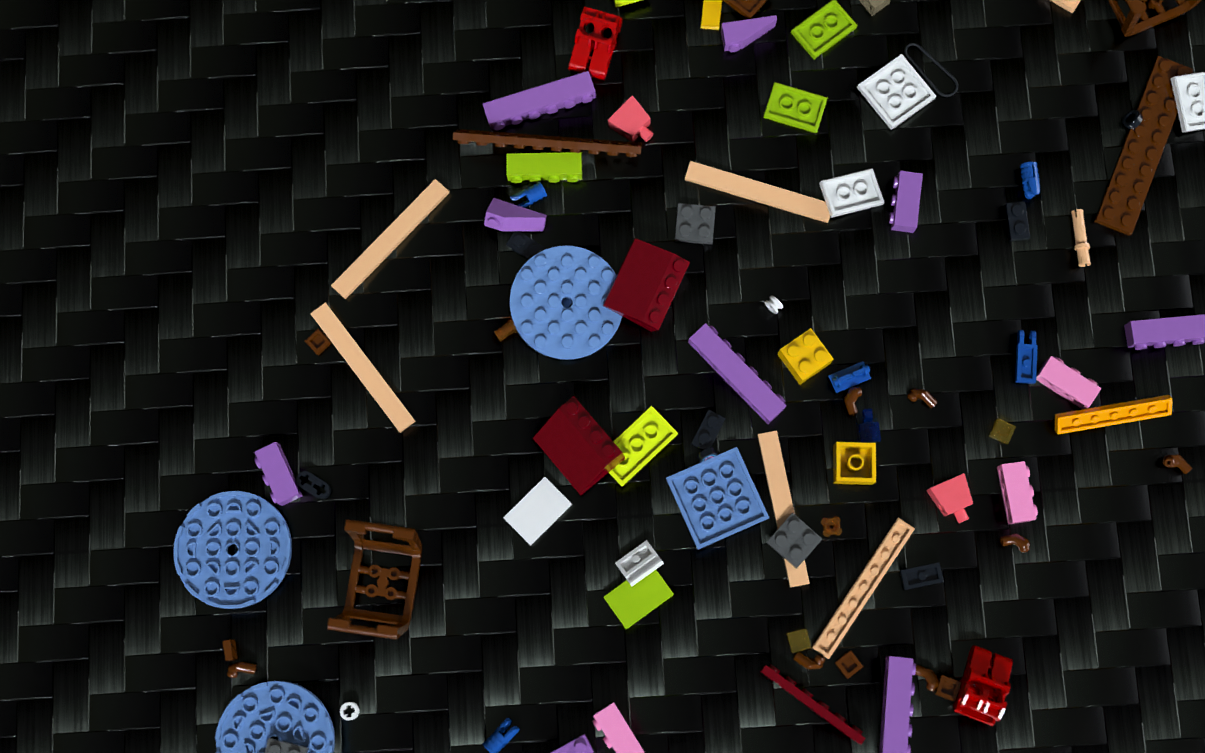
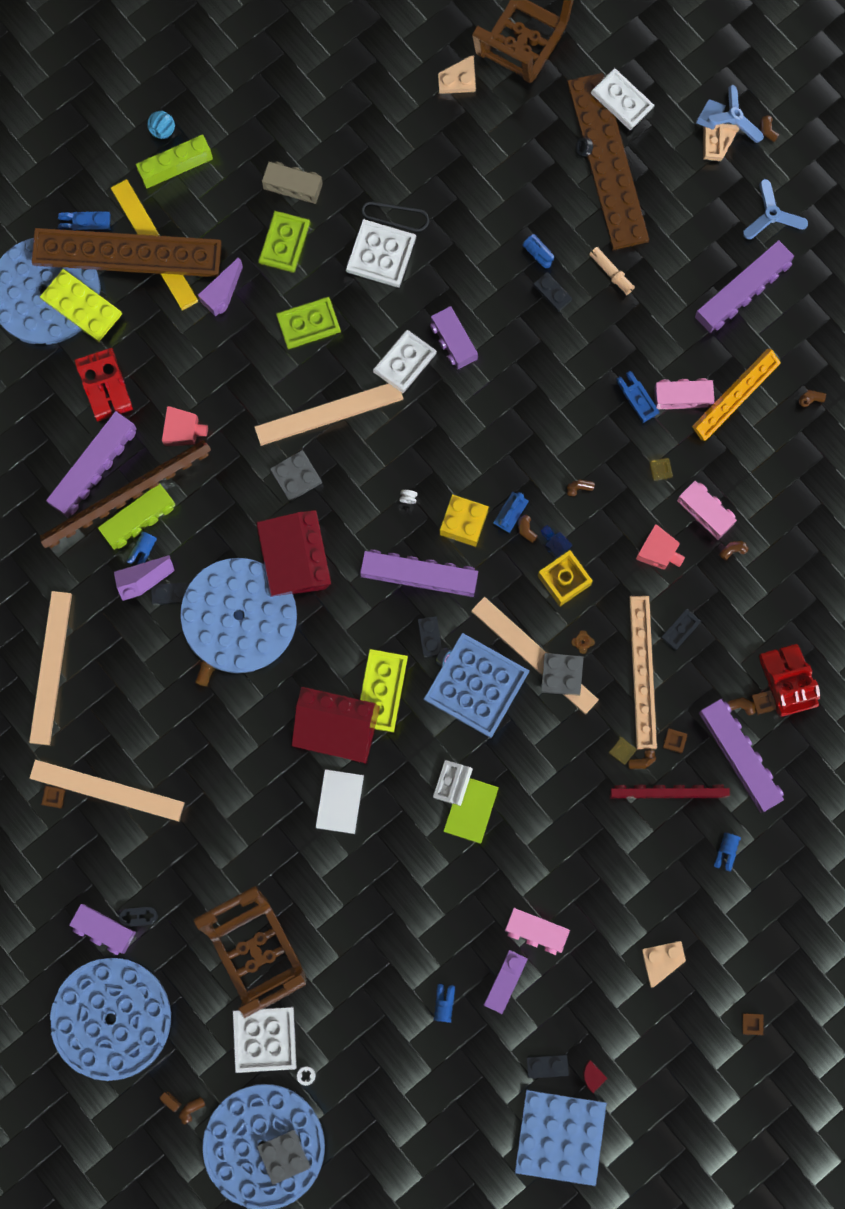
camera: 40 degrees left, 0 degrees up
(338, 659) = (265, 1040): none -> white plate

